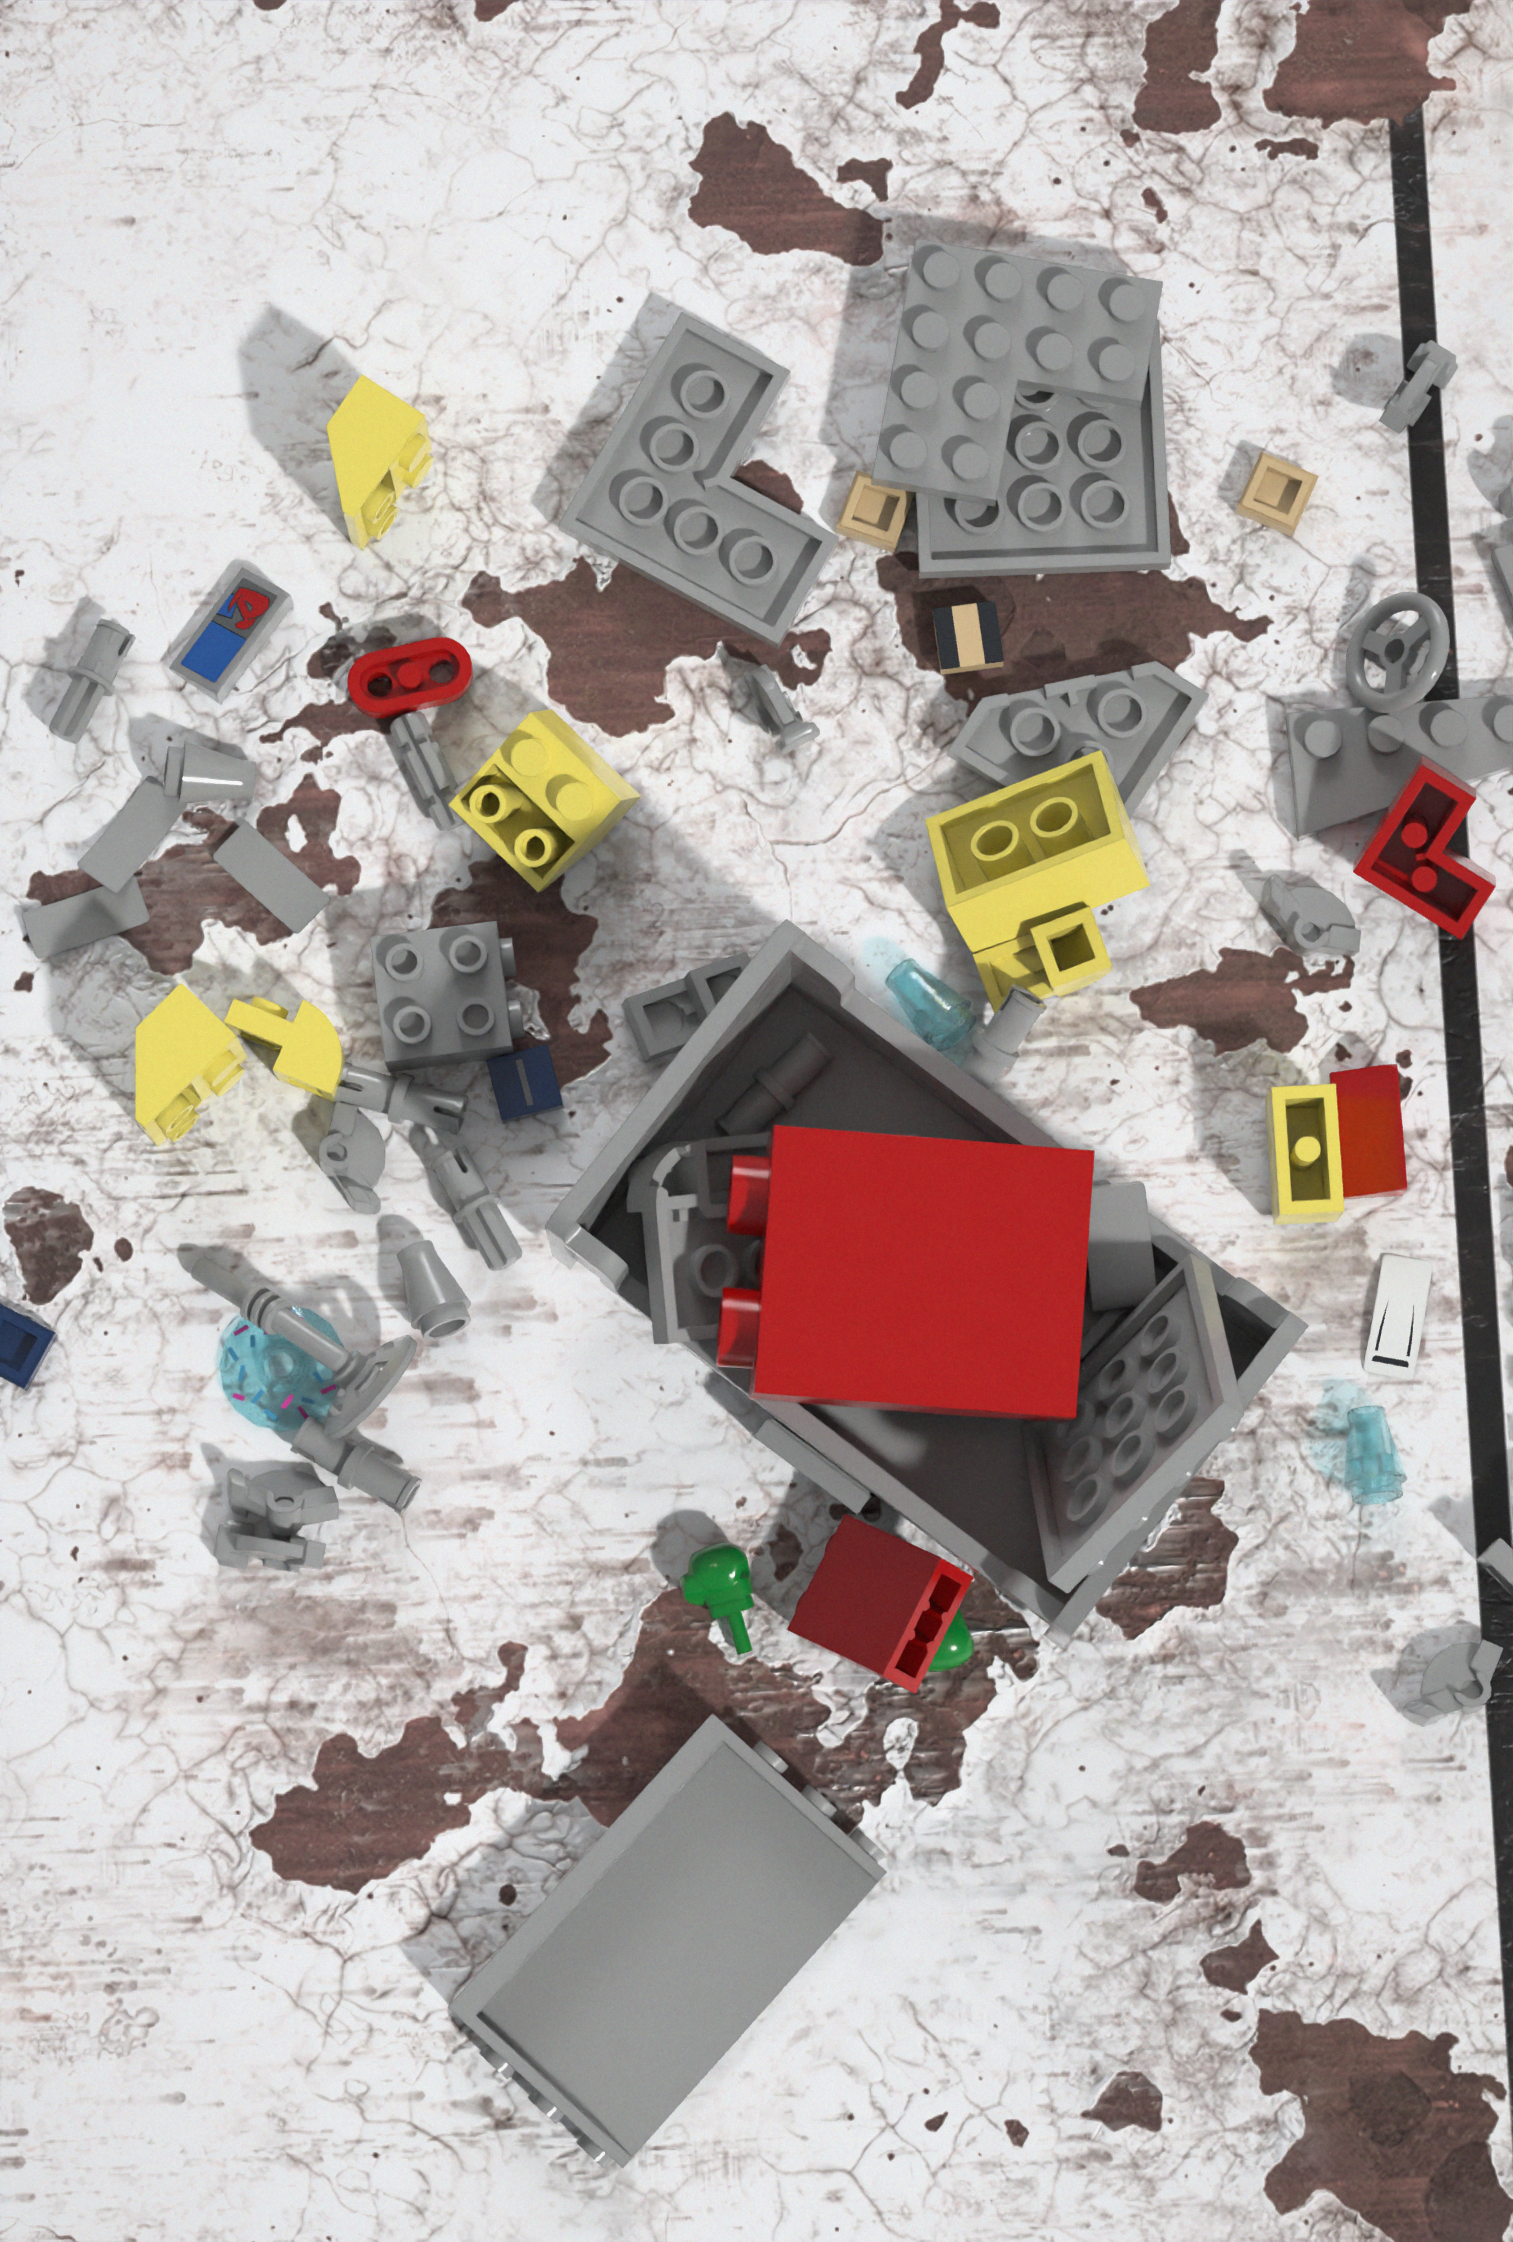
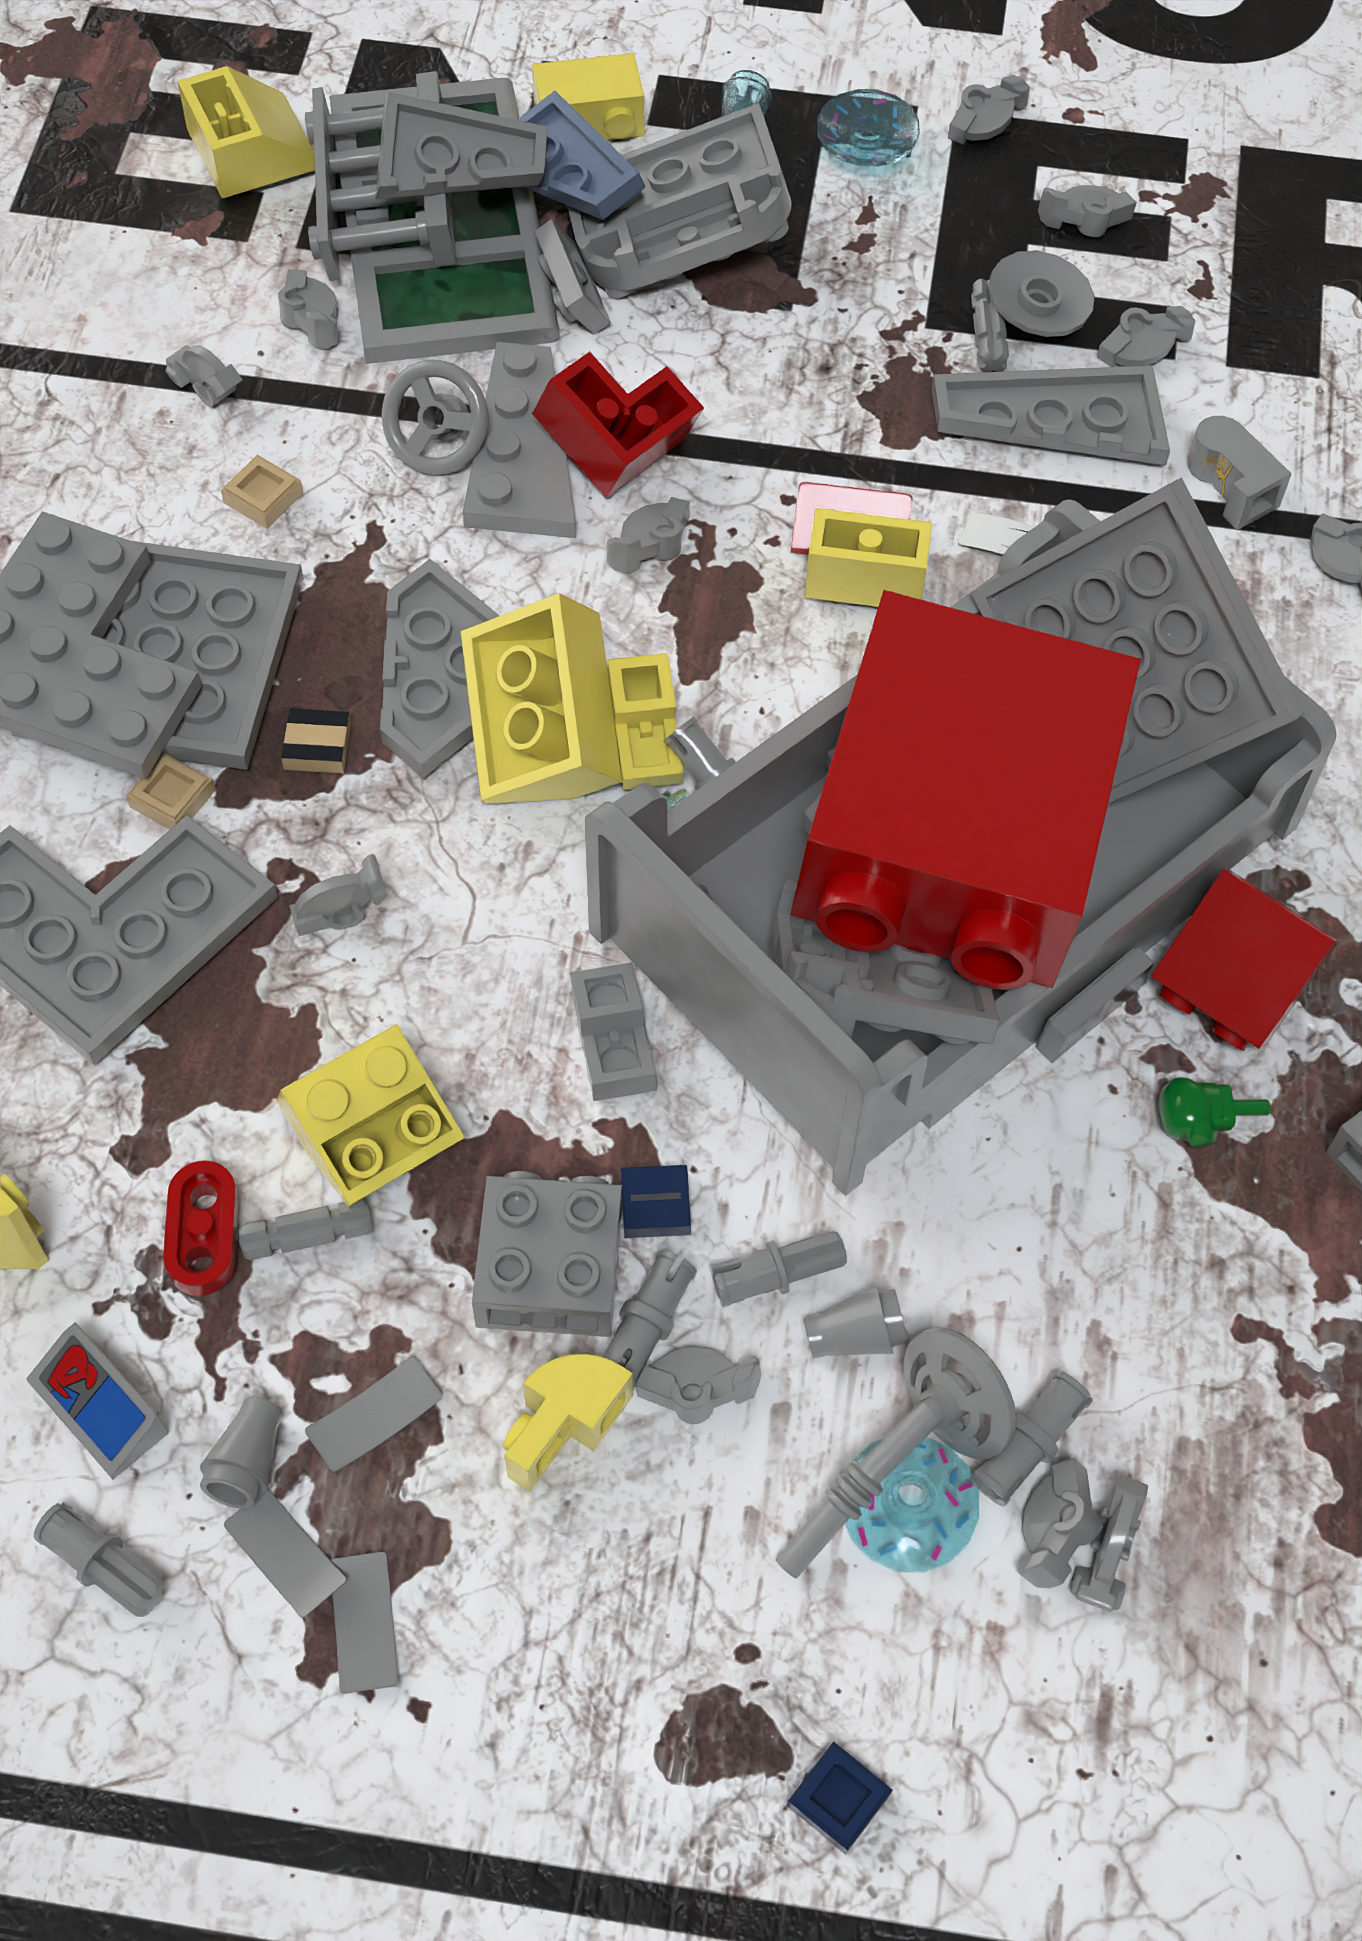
camera: 80 degrees left, 20 degrees down
(179, 1062) = (561, 1527): light yellow slope -> none

